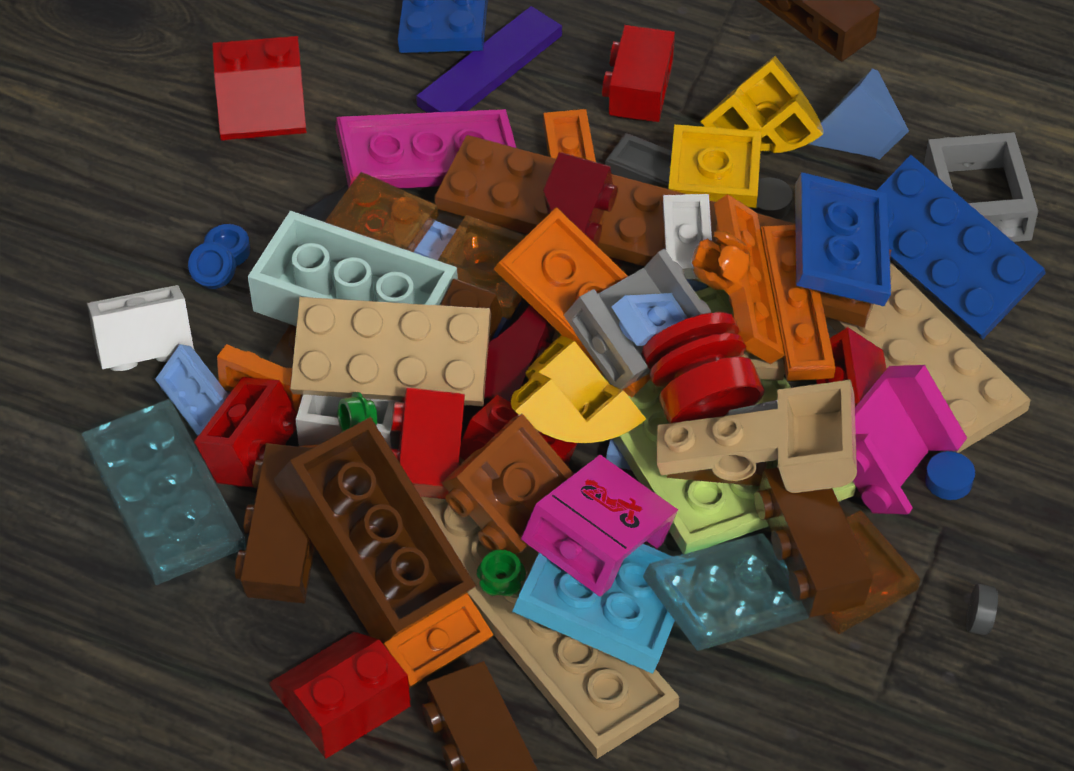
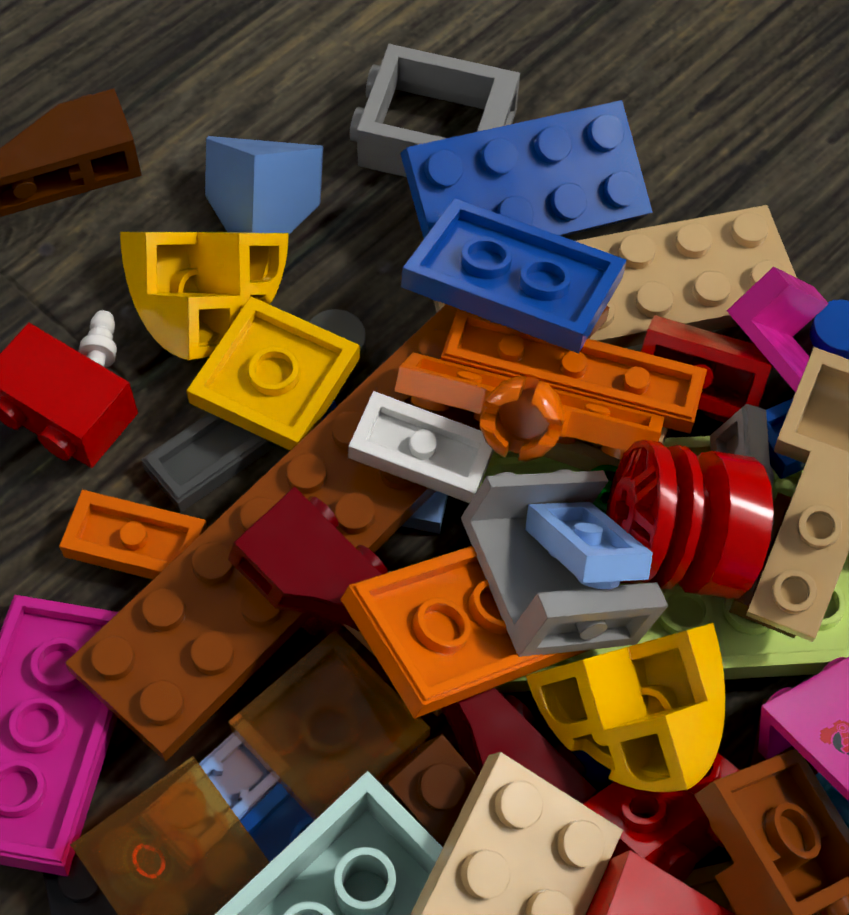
camera: 70 degrees left, 10 degrees up
(692, 84) = (99, 343): none -> white piece

